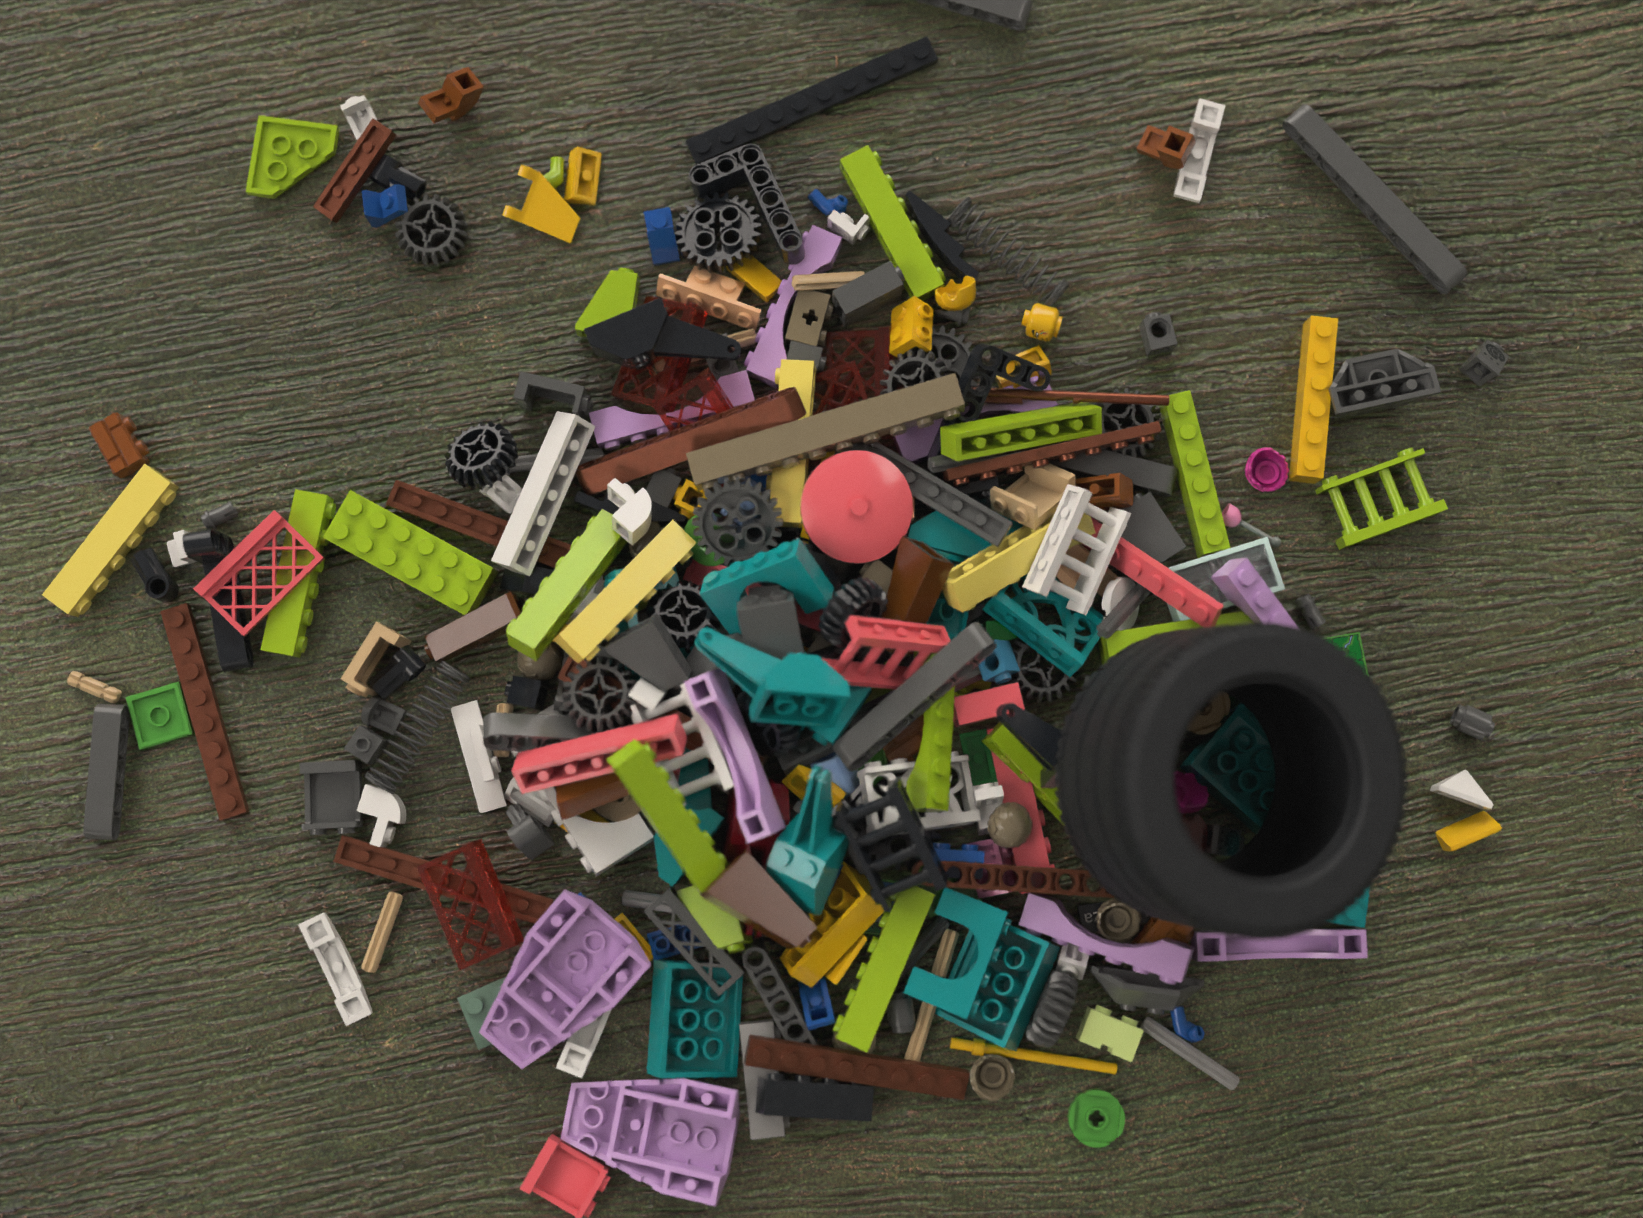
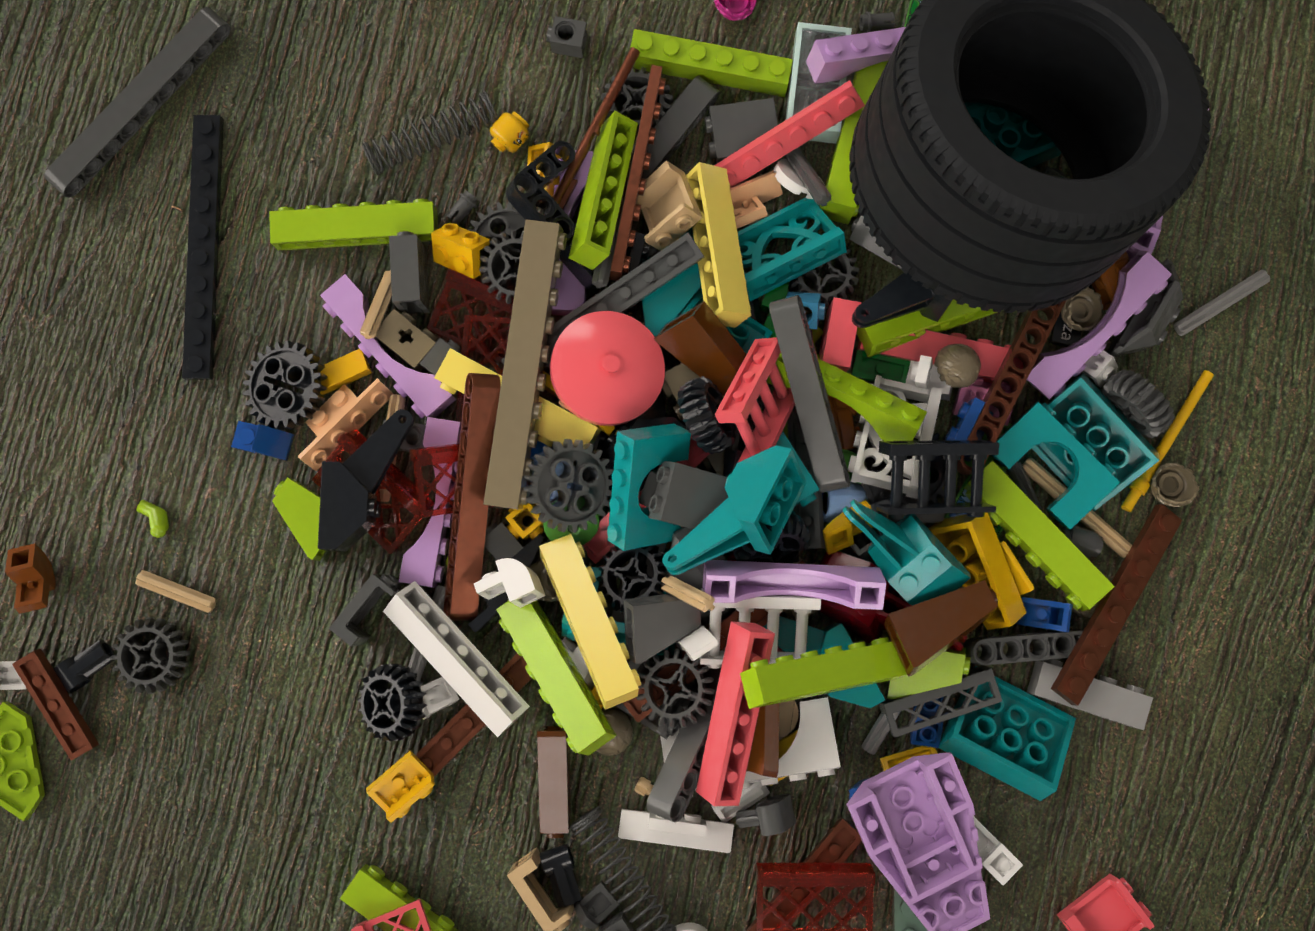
camera: 65 degrees left, 0 degrees up
(384, 206) = (104, 689): blue slope -> none
(410, 554) = (453, 813): lime brick -> none
(413, 497) = (401, 786): none -> yellow bracket
(496, 225) = (175, 591): none -> tan axle
(522, 583) = (532, 716): black slope -> none
(526, 692) = (637, 759): black slope -> none
(544, 208) = (182, 538): yellow flag -> none
(582, 176) = (169, 489): yellow slope -> none
(658, 1132) = (1101, 815): lavender wedge -> none
(685, 665) = (688, 594): none -> tan axle
(764, 193) = (244, 329): black beam -> none
(813, 1098) = (1131, 657): black brick -> none
(827, 206) = (309, 275): blue arm -> none
(844, 226) = (335, 268): white bracket -> none
(935, 230) = (396, 187): black slope -> none
(956, 296) = (450, 193): yellow hair -> none
(1056, 543) = (724, 200): white fence -> none
(1082, 1127) = (1231, 416): bright green plate -> none
(1108, 491) = (692, 144): dark orange brick -> none
(1119, 1035) = (1171, 368): yellowish green brick -> none
(1185, 1028) = (1200, 295): blue arm -> none
(1232, 518) = (765, 46): hinge -> none

